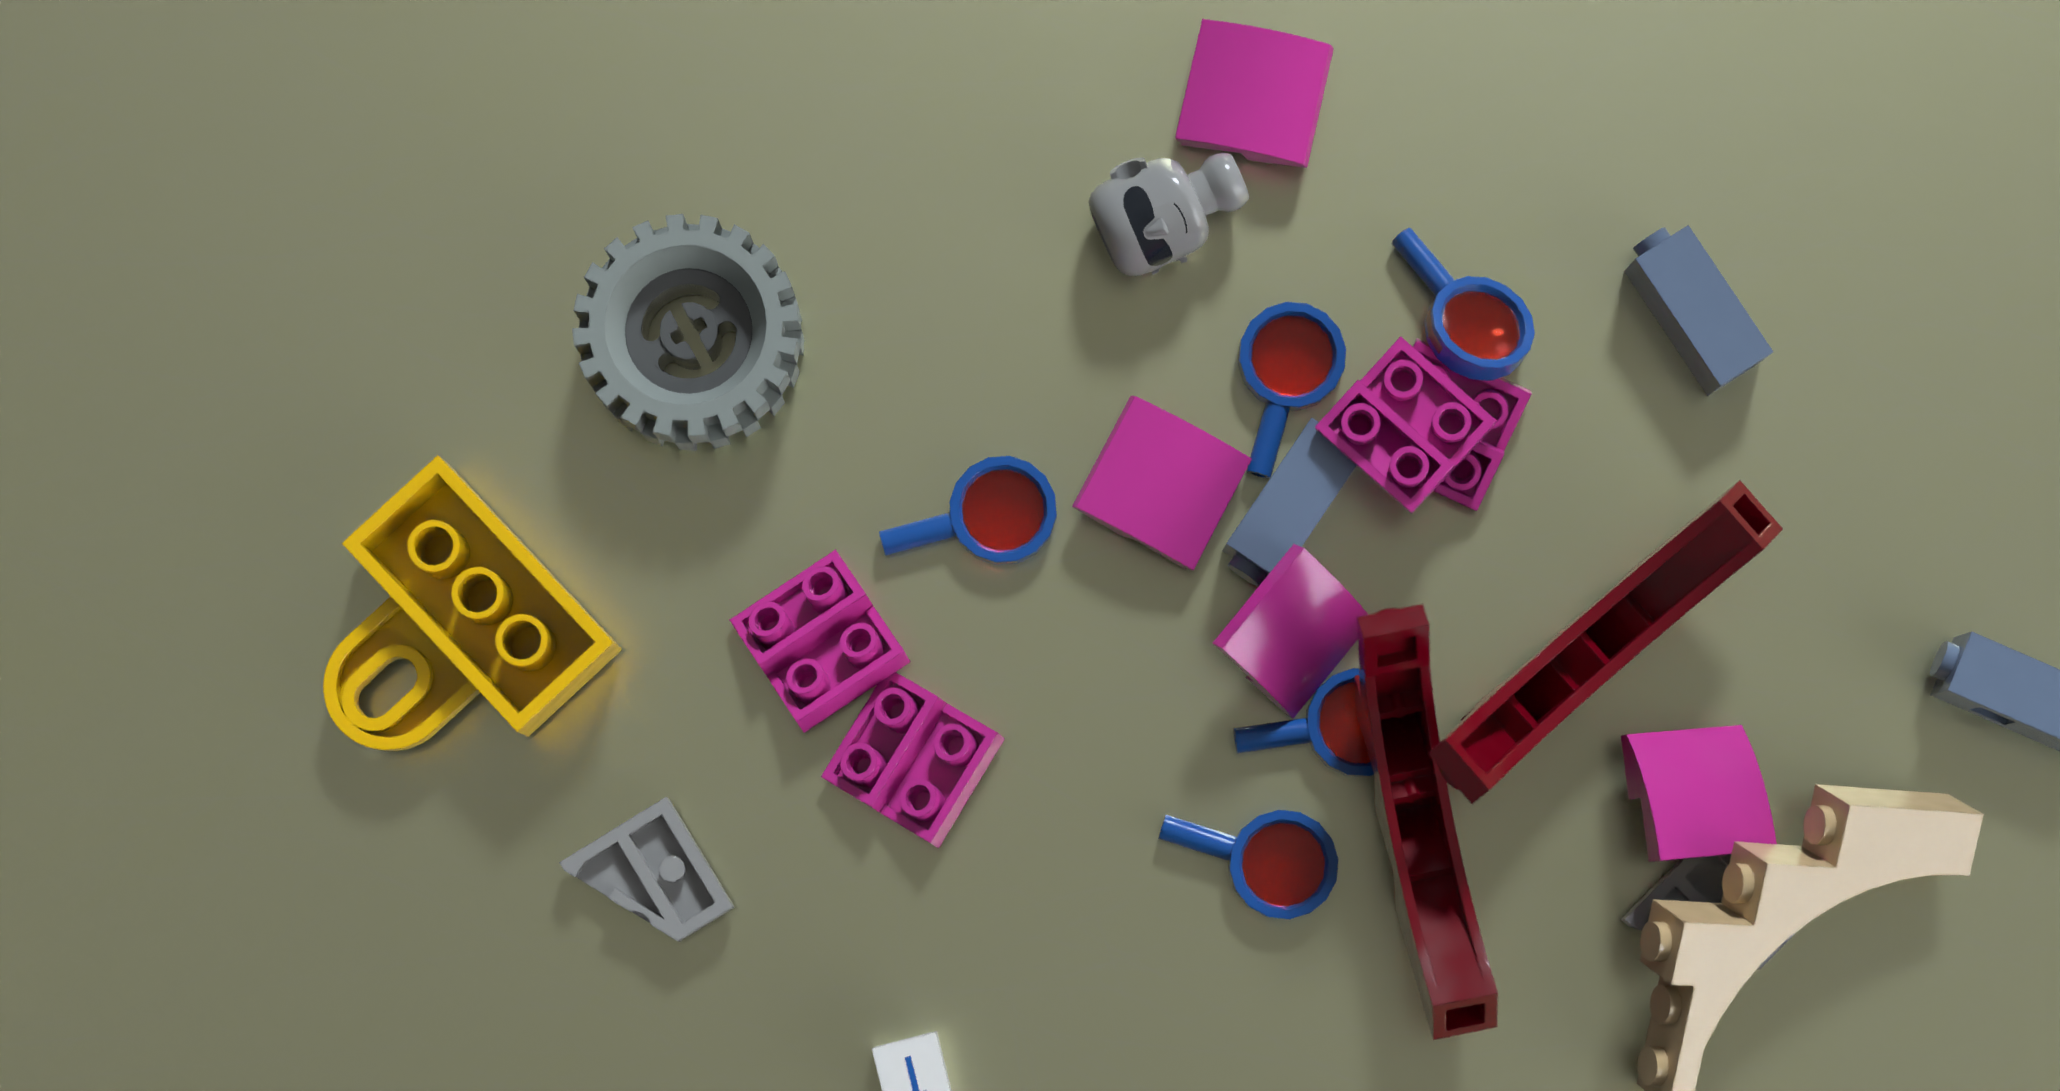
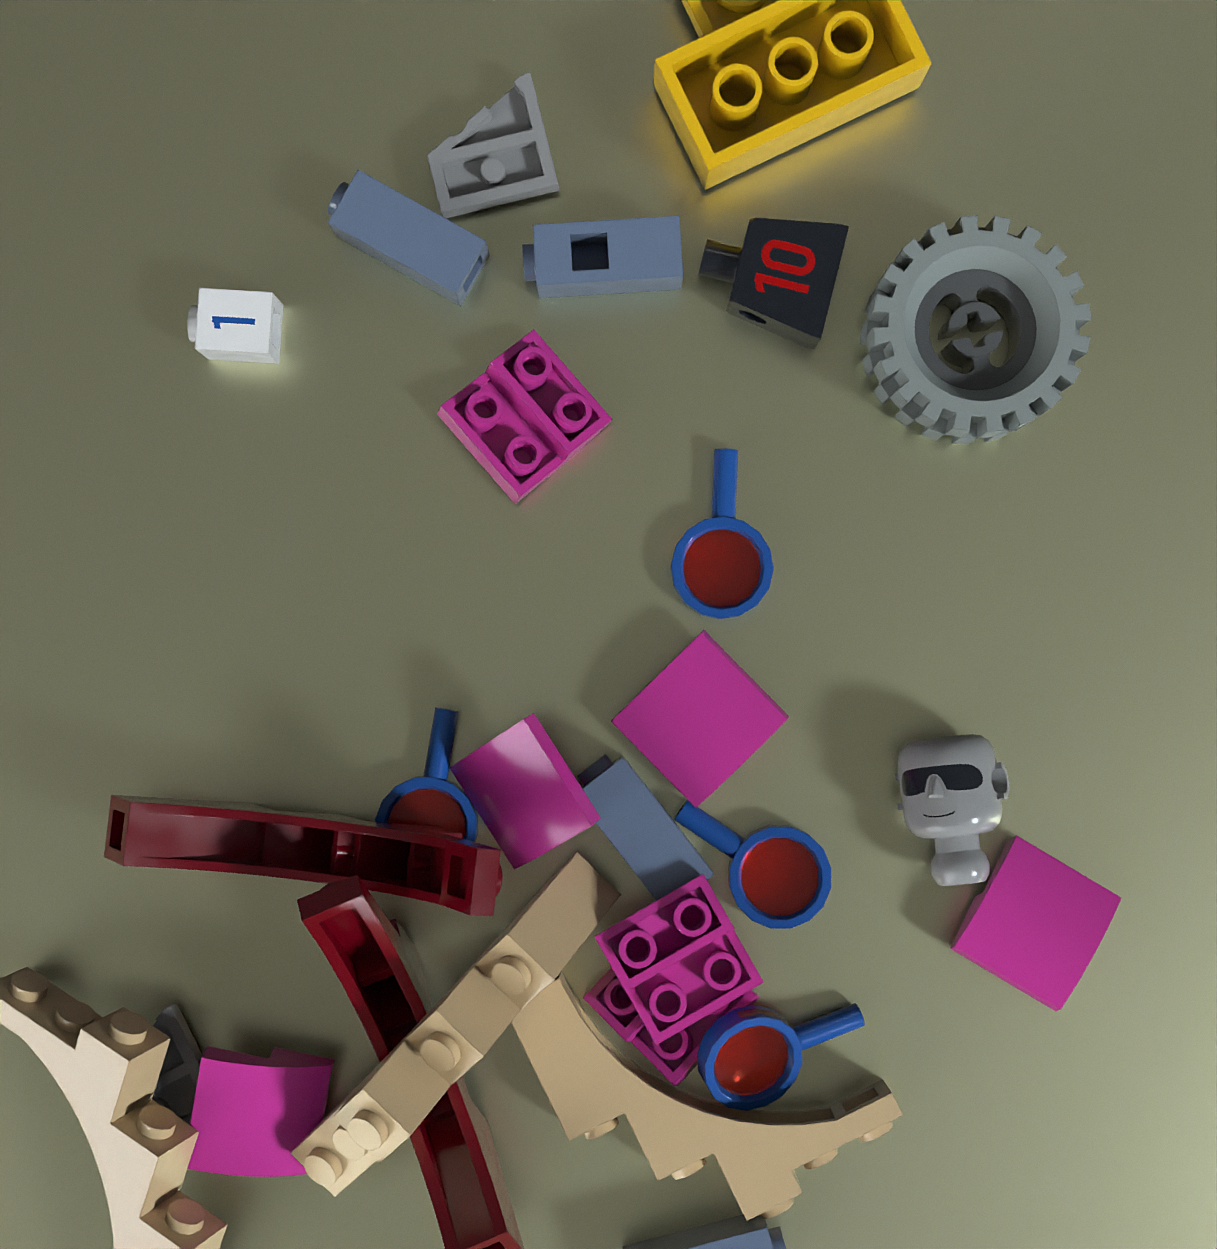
camera: 115 degrees right, 5 degrees up
(690, 542) = (780, 275): none -> black torso
(726, 725) = (605, 257): none -> sand blue brick
(767, 935) = (407, 236): none -> sand blue brick
(820, 641) = (655, 366): dark pink slope -> none
(1276, 863) = (326, 710): piece -> none
(1548, 613) = (458, 1028): none -> tan arch
(1565, 294) = (756, 1149): none -> tan arch

